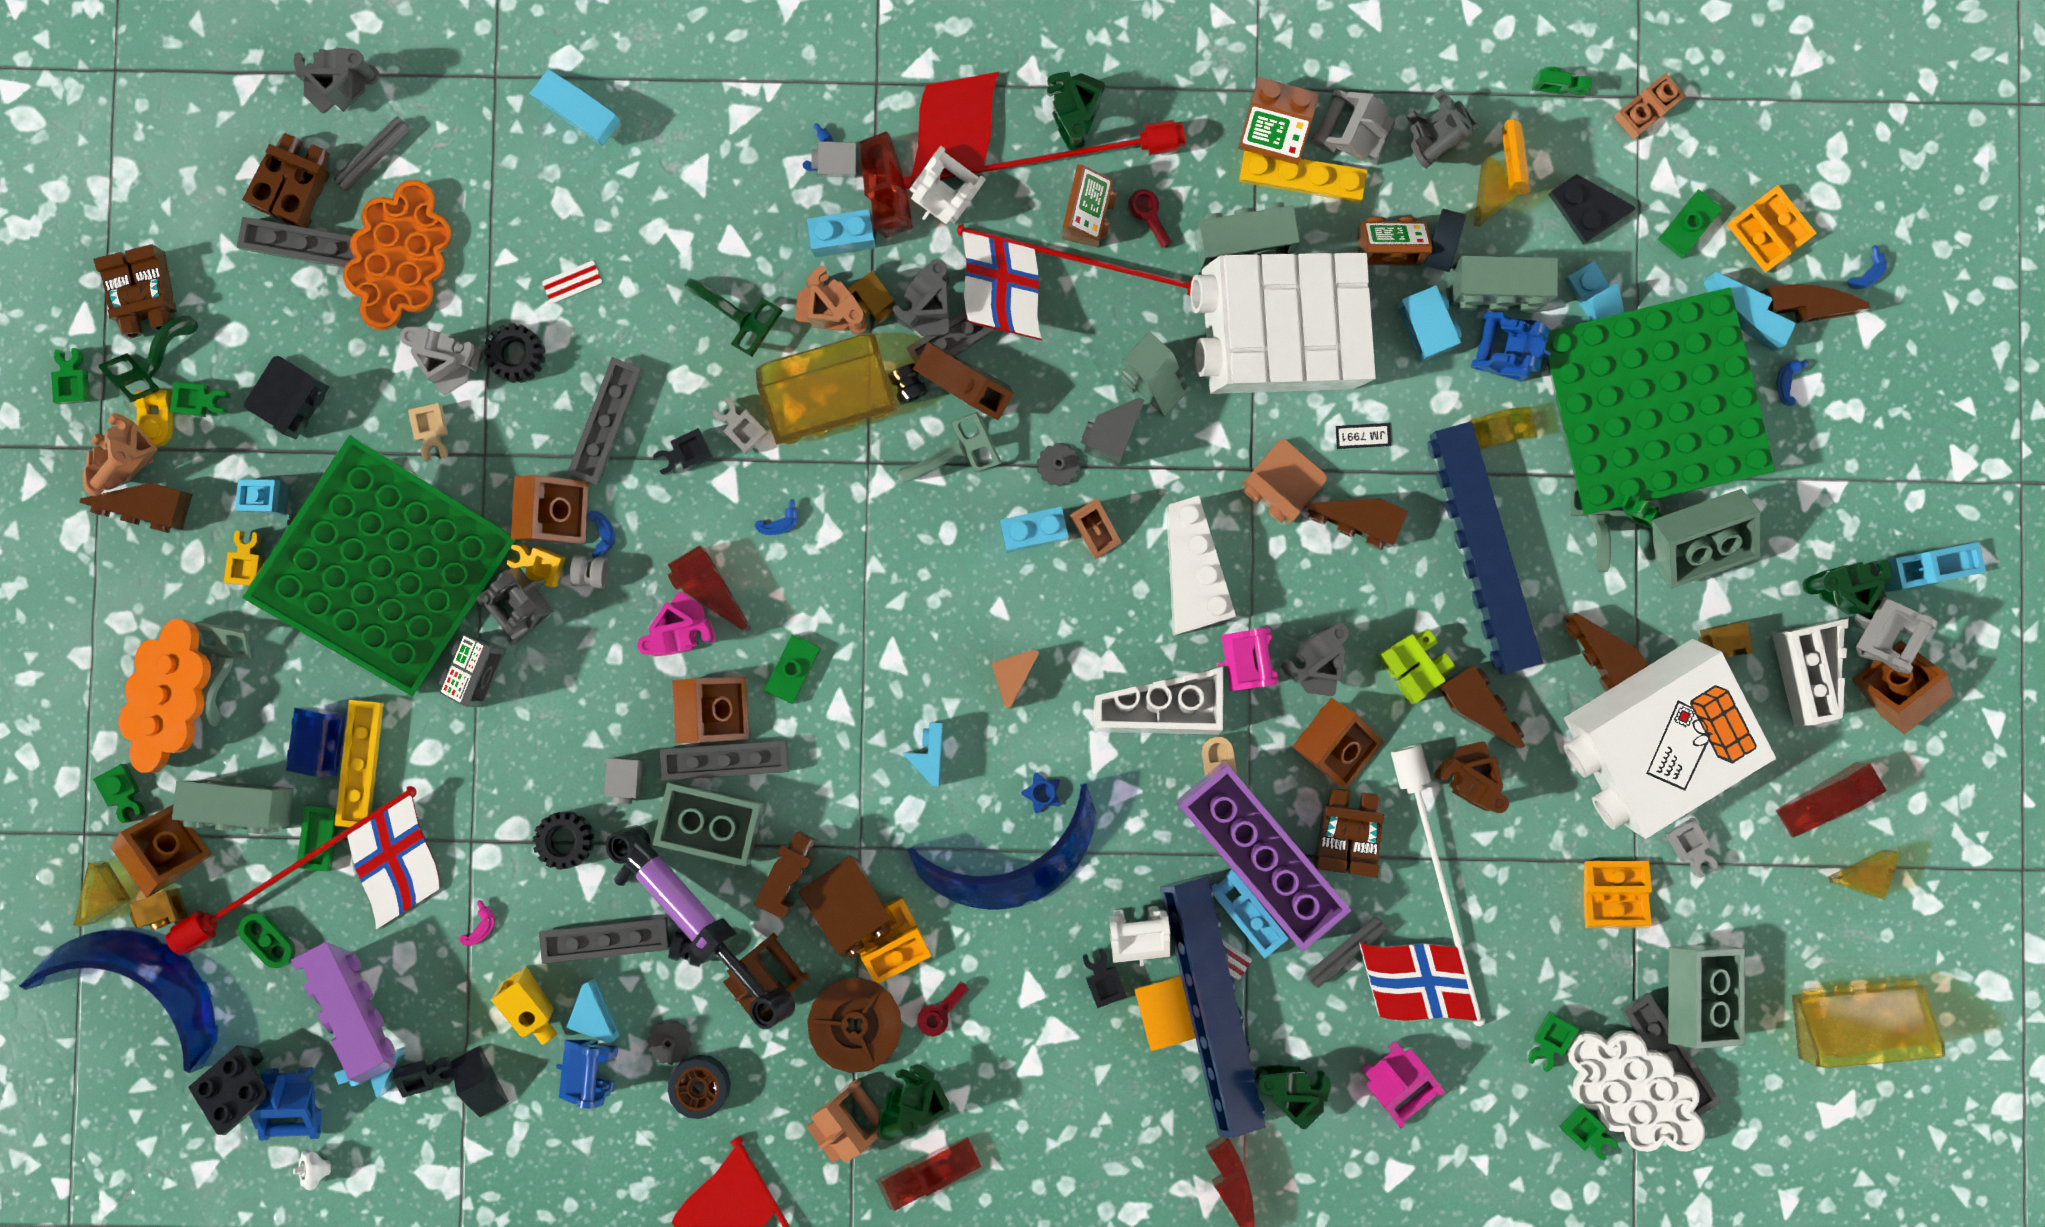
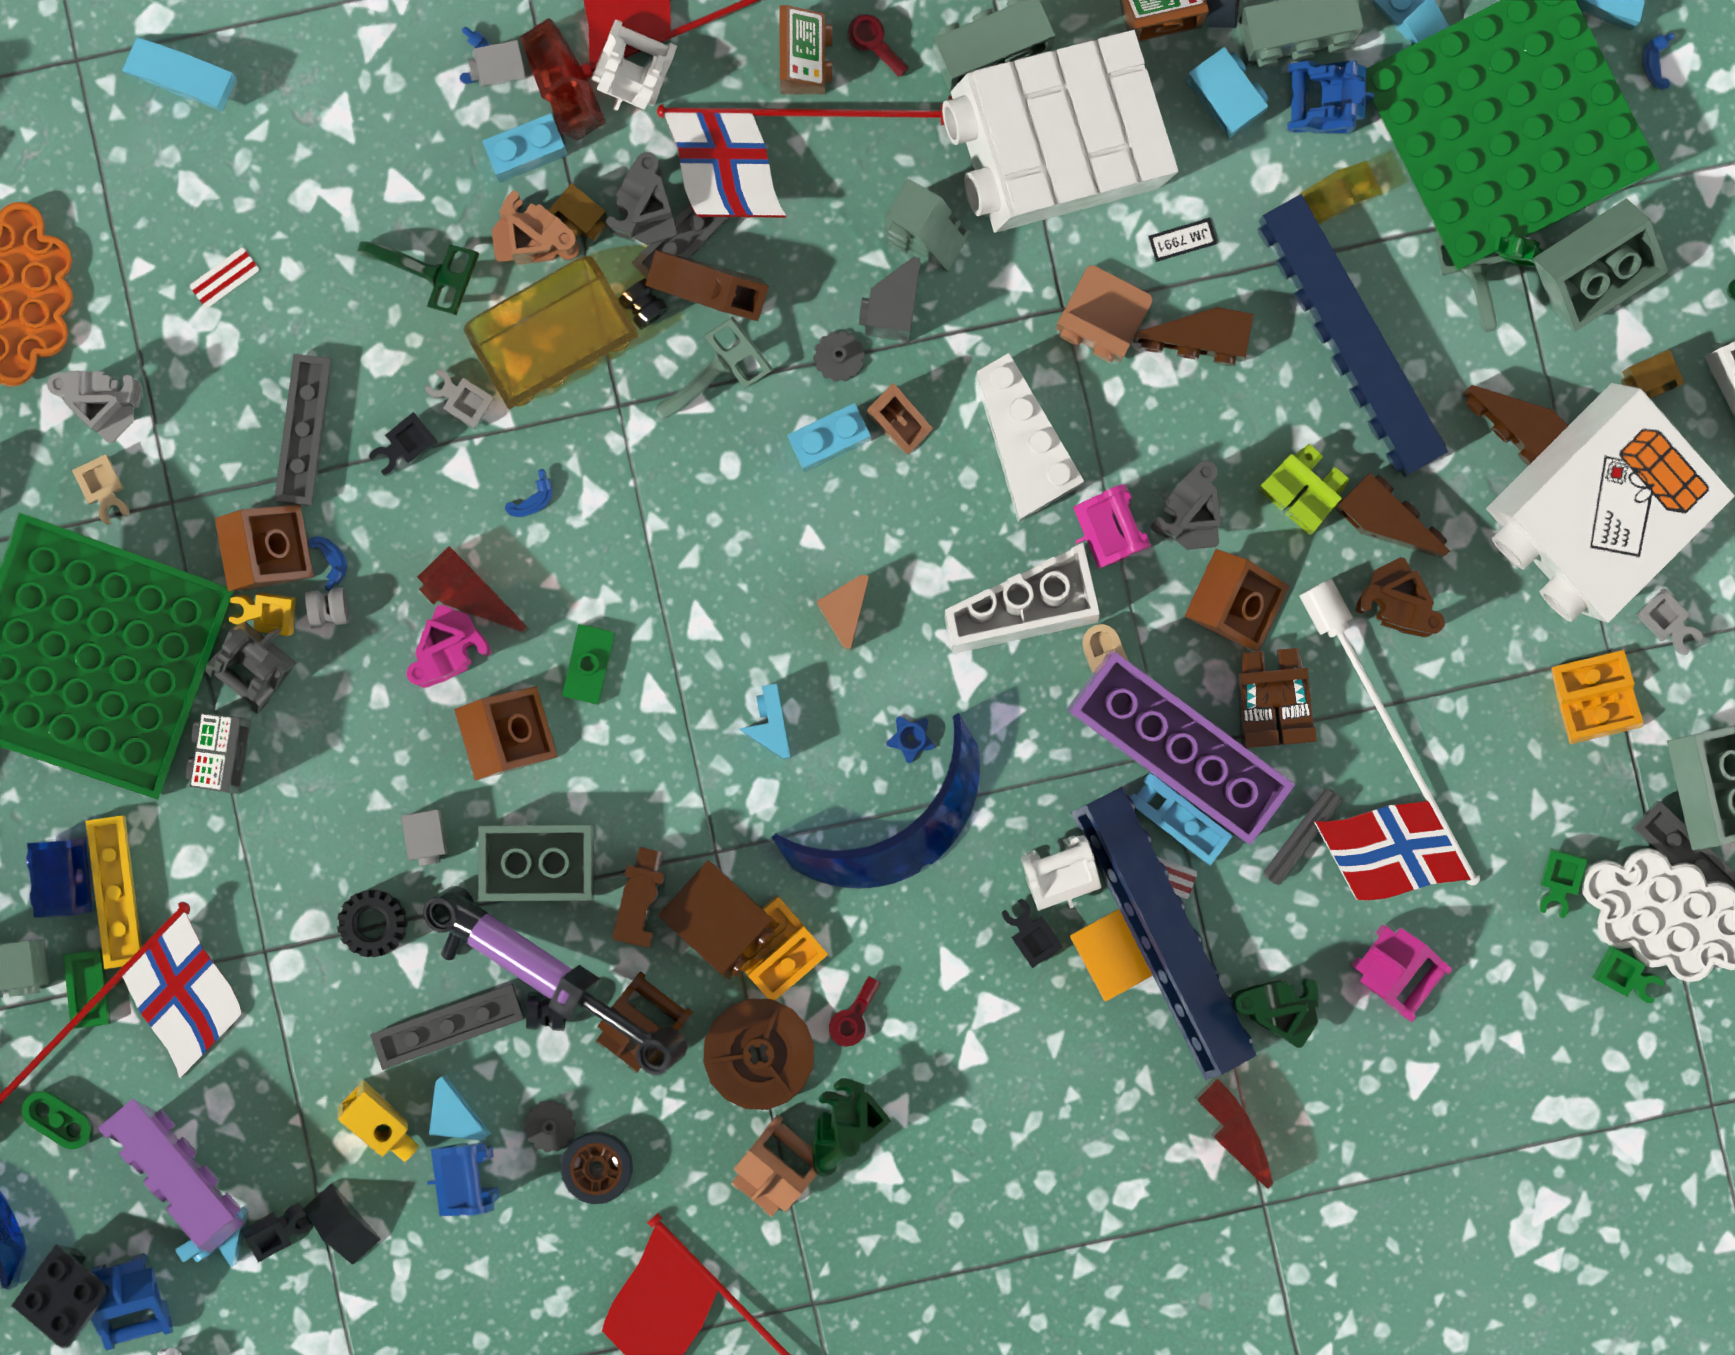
camera: 20 degrees left, 0 degrees up
(482, 929) = (303, 1048): dark pink piece -> none
(496, 348) = (158, 367): black tyre -> none
(724, 760) = (535, 787): dark grey plate -> none
(928, 1174) = (884, 1203): clear red slope -> none

